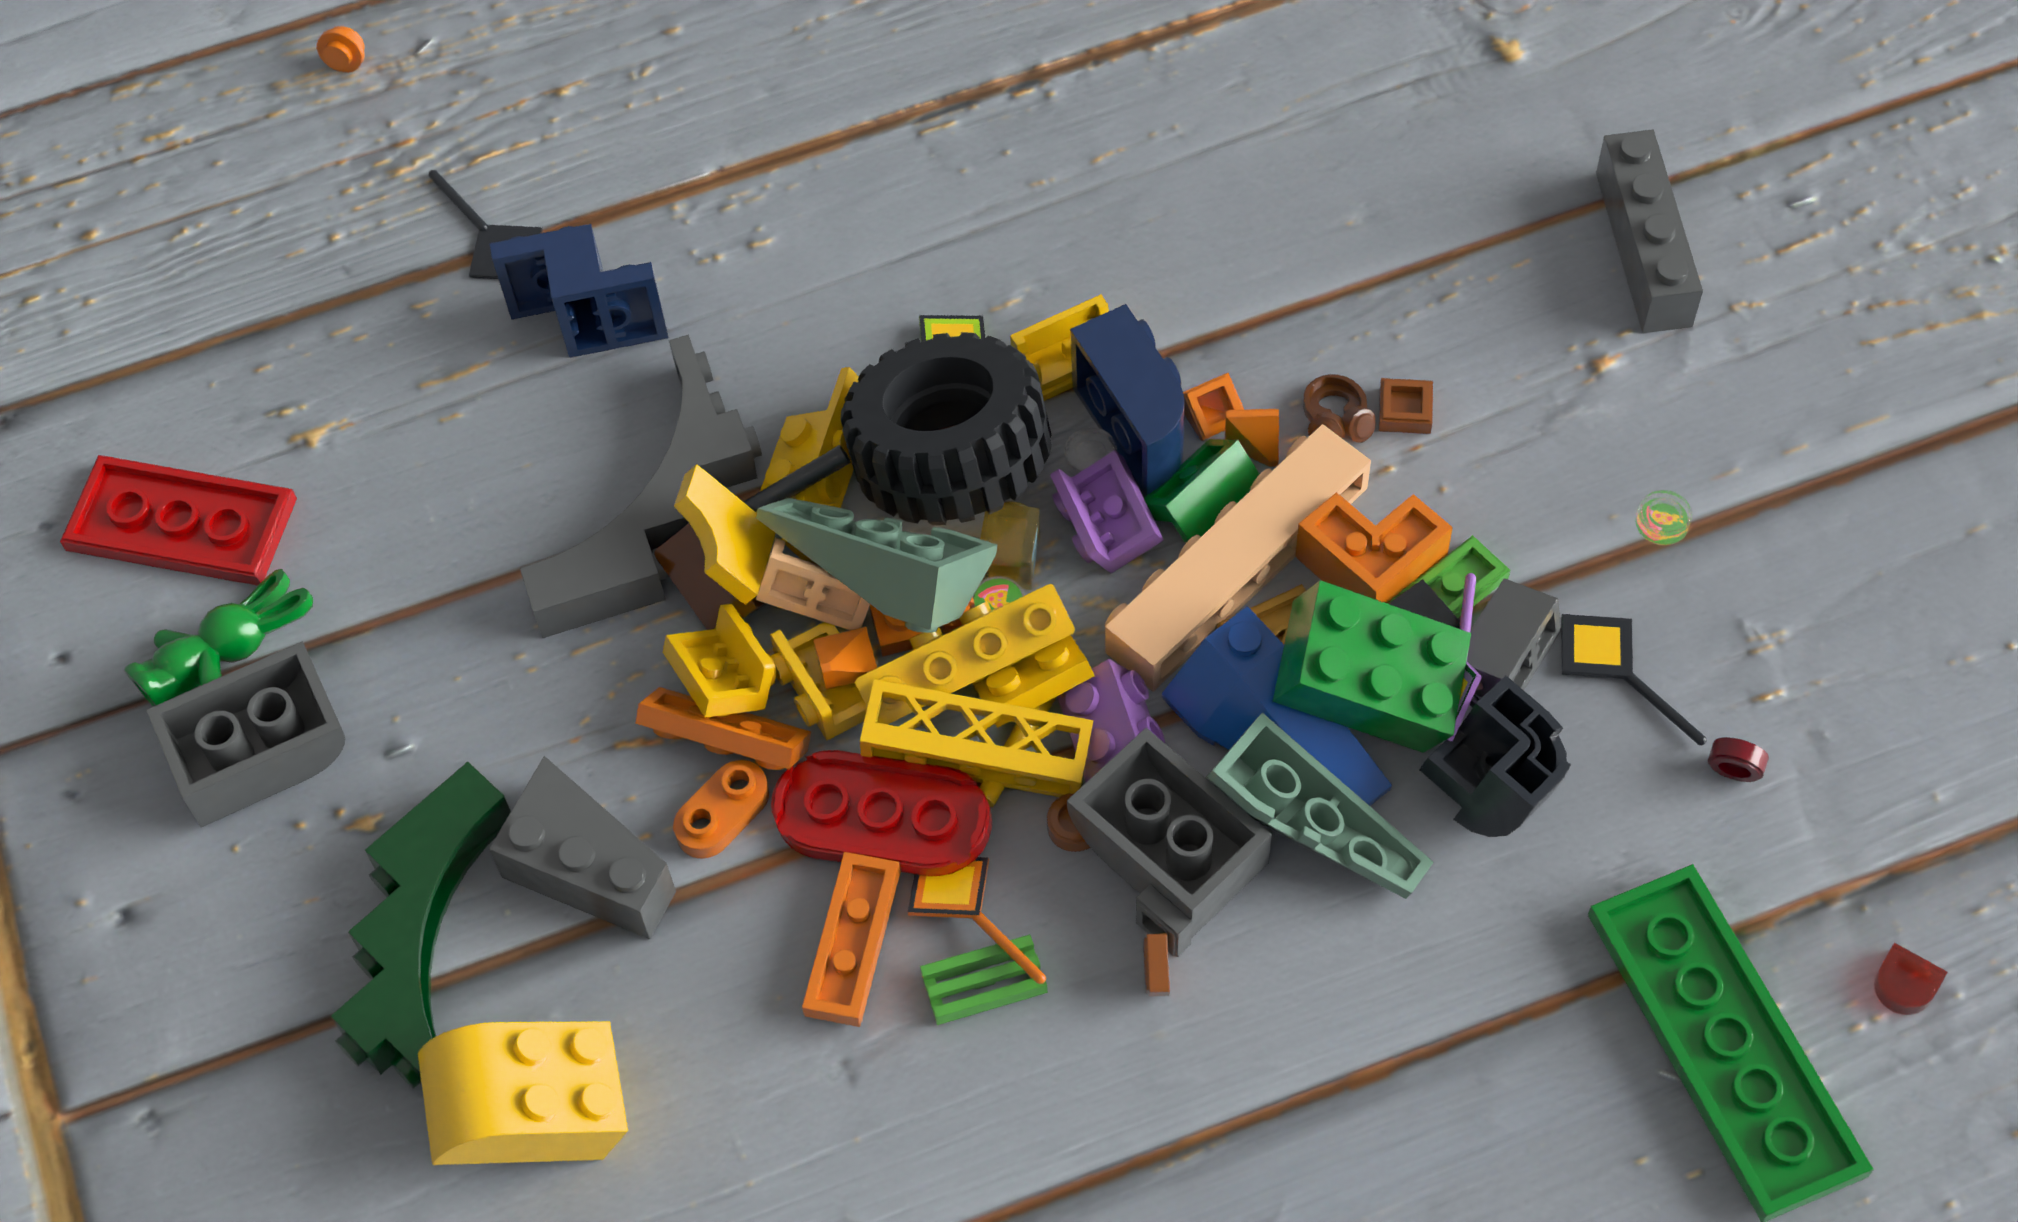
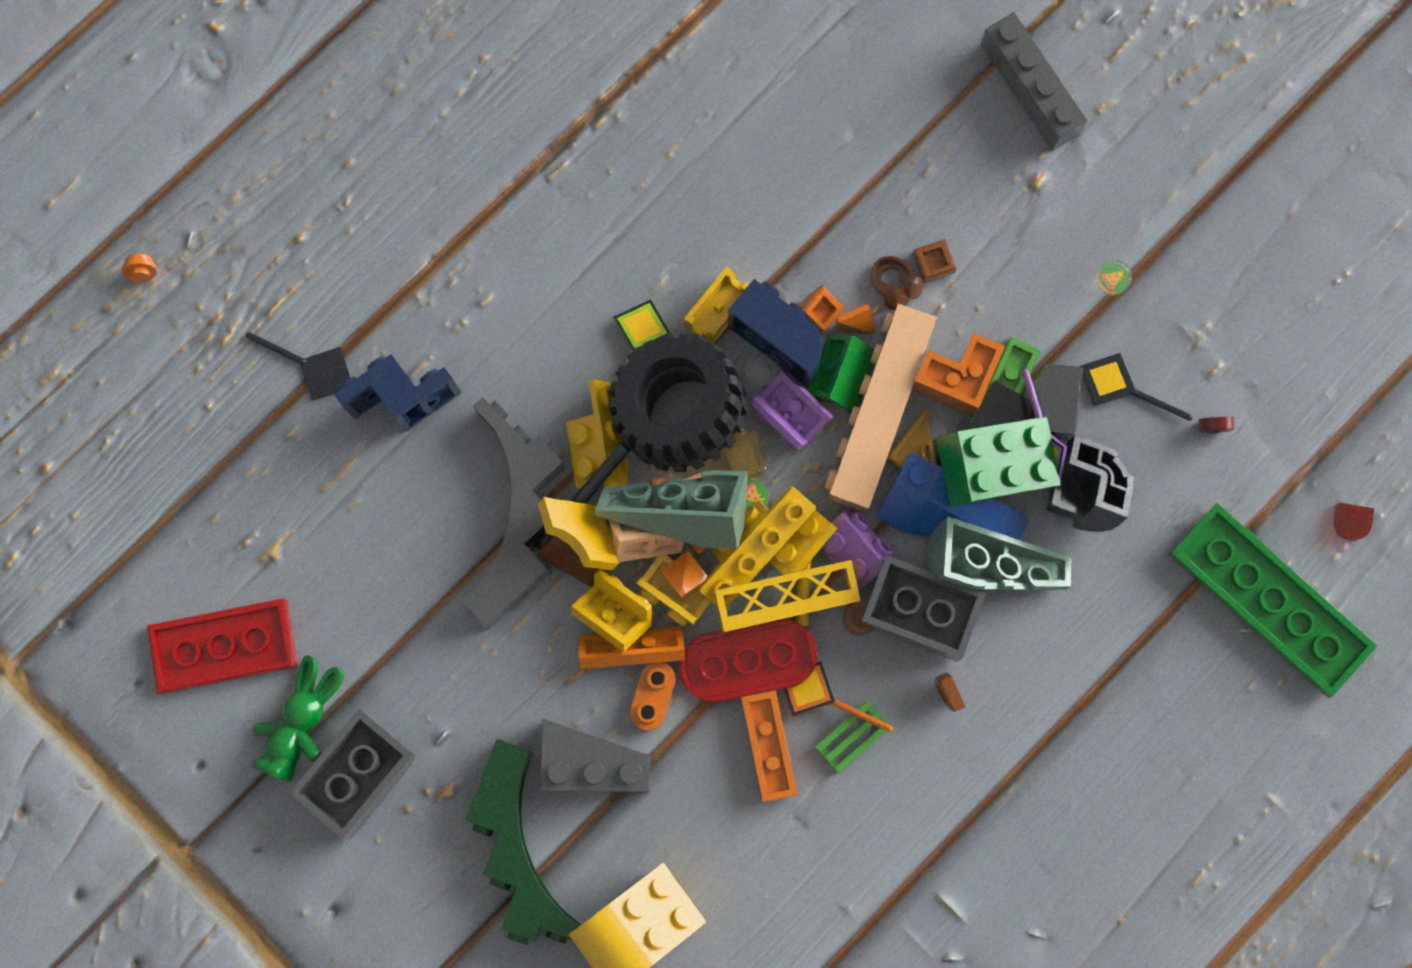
camera: 25 degrees left, 20 degrees up
(1159, 916) = (939, 661): dark grey tile -> none

